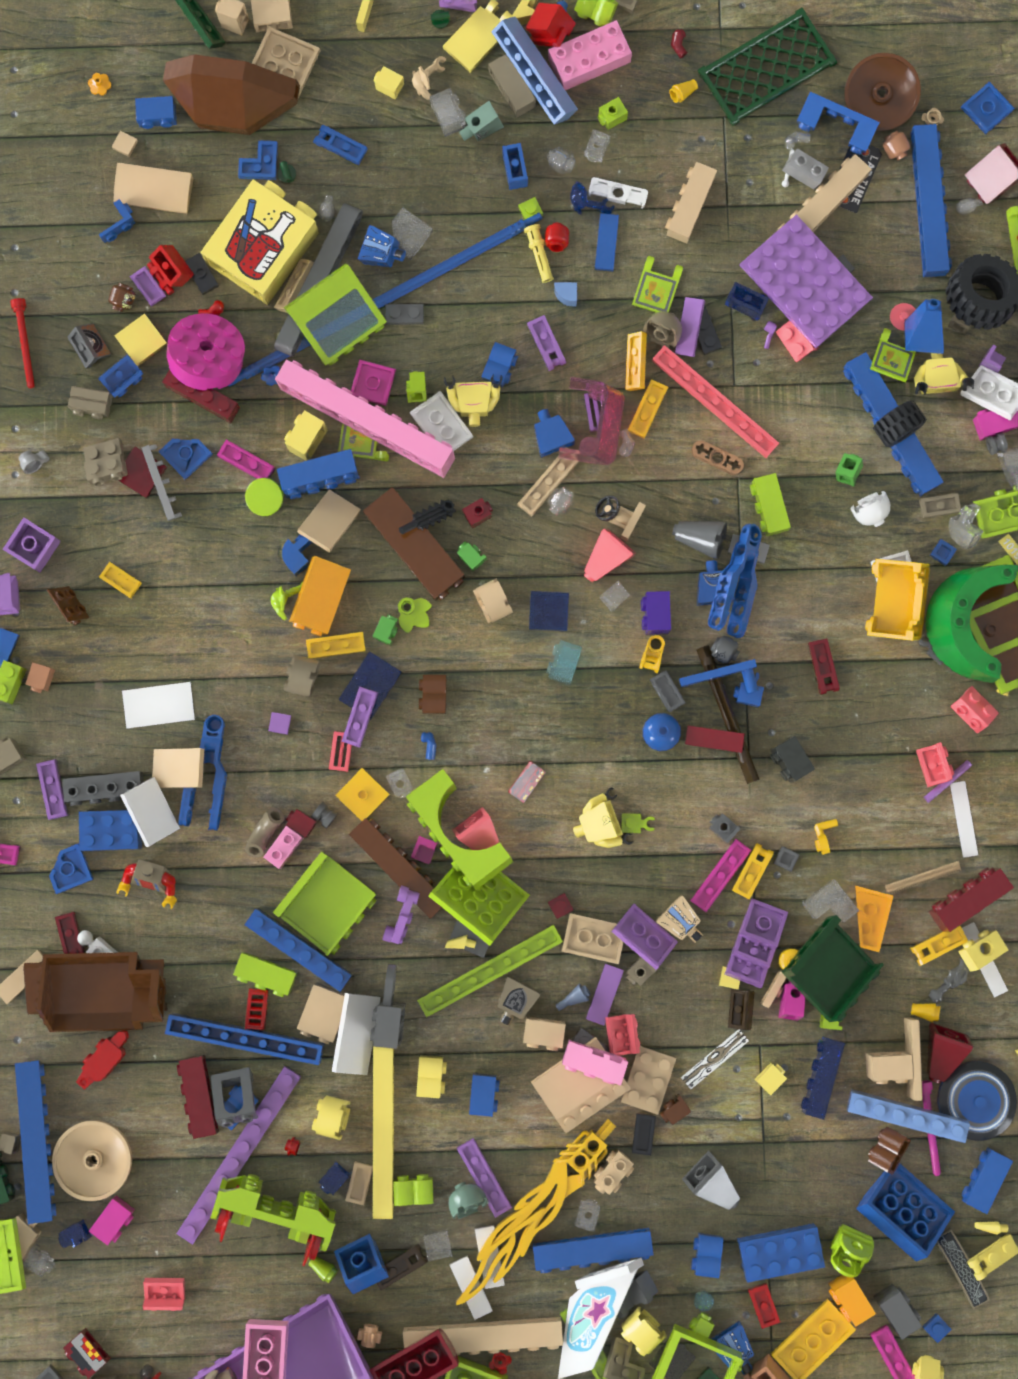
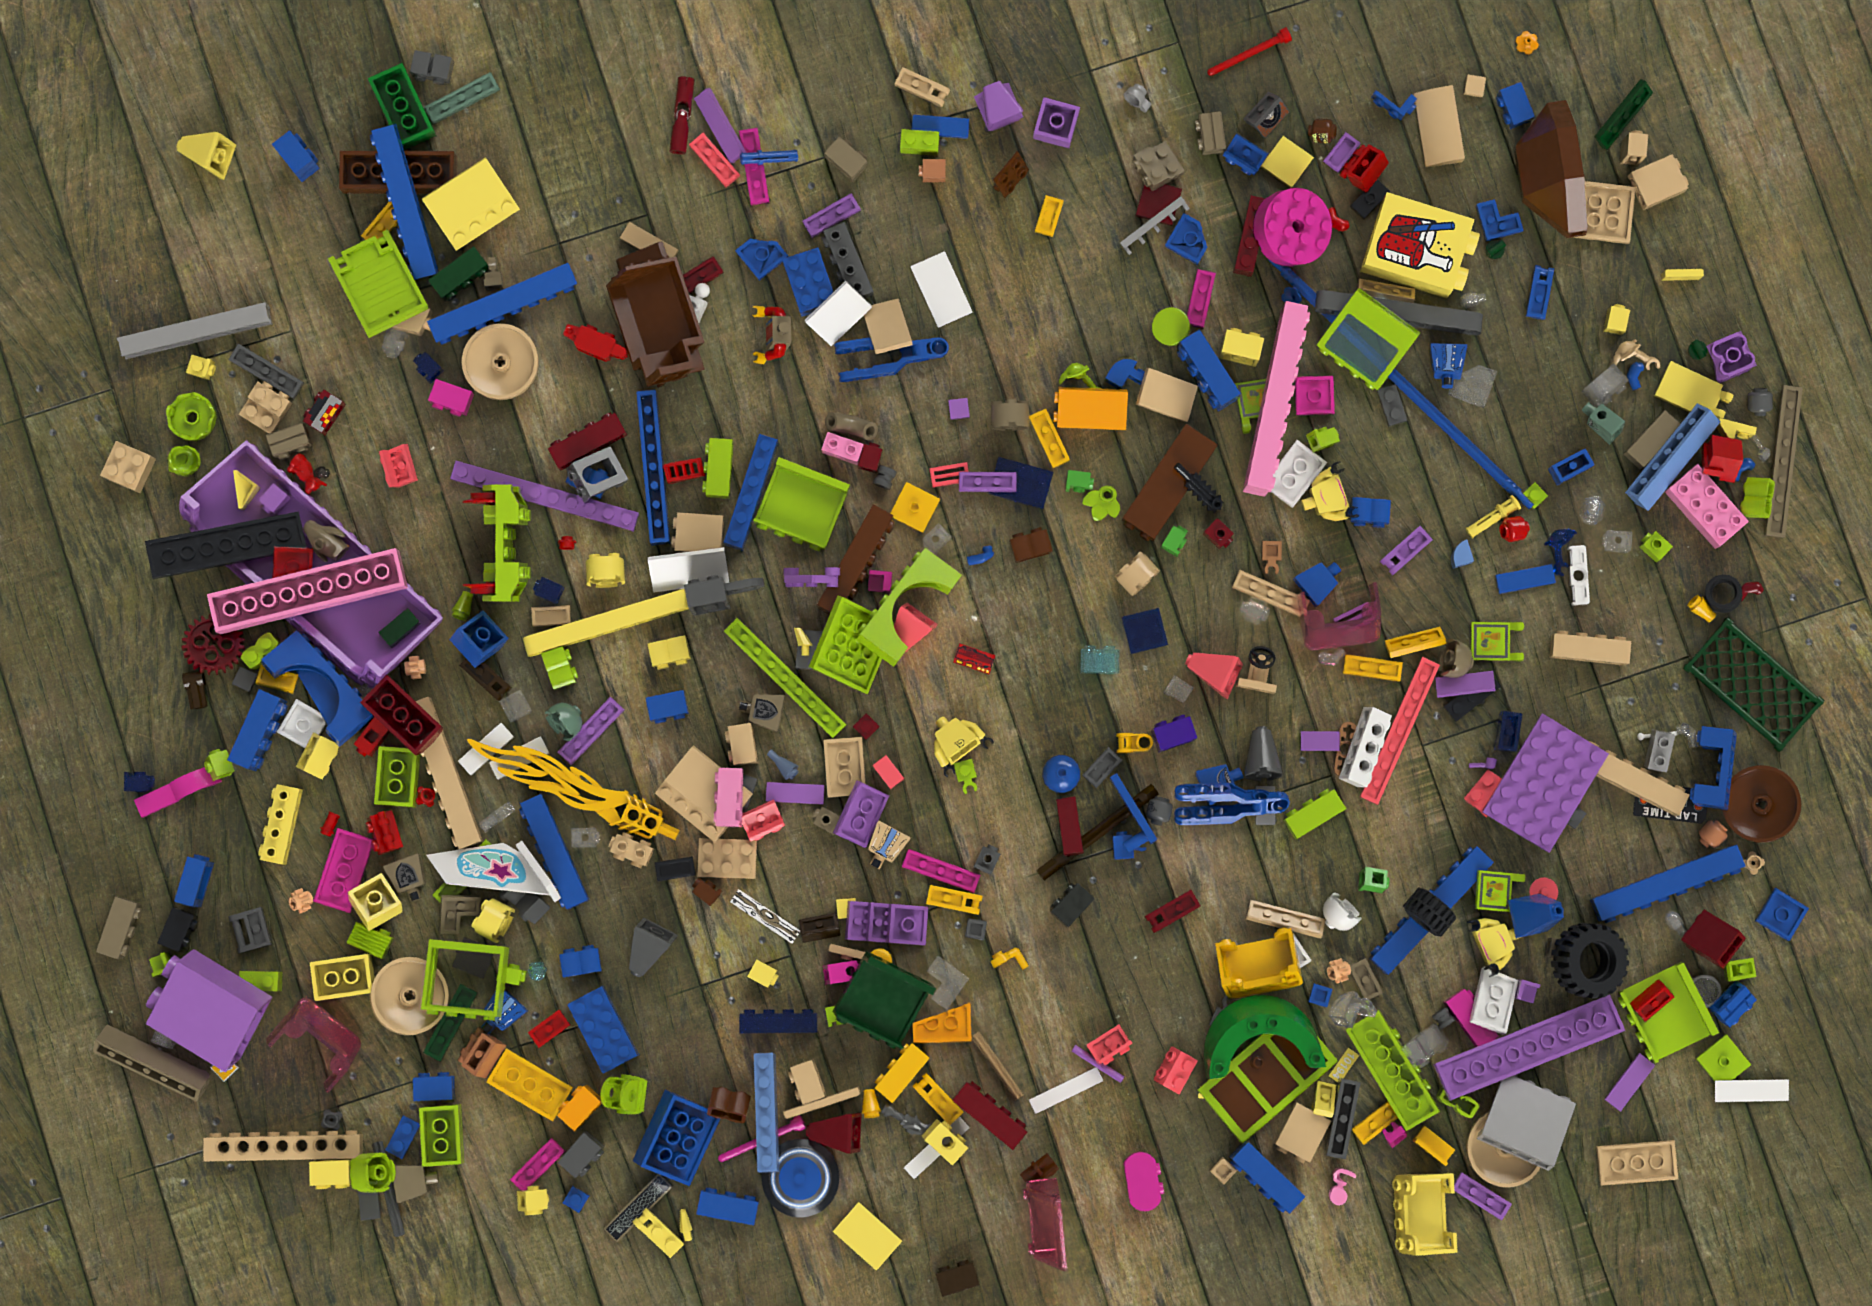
camera: 70 degrees right, 0 degrees up
(325, 1339) = (399, 627): none -> dark green tile
(444, 84) = (1633, 373): none -> blue arm
(511, 468) = (1271, 553): none -> medium nougat plate
(541, 1296) = (497, 816): none -> clear axle
(611, 897) = (888, 772): none -> coral piece
(675, 50) = (1723, 608): none -> black tyre
(703, 478) = (1320, 741): none -> medium lavender tile
(722, 437) = (1357, 751): none -> white brick
(861, 562) = (1285, 918): none -> tan tile
(904, 972) = (901, 1072): none -> yellow brick
(925, 527) = (1338, 970): none -> light nougat gear

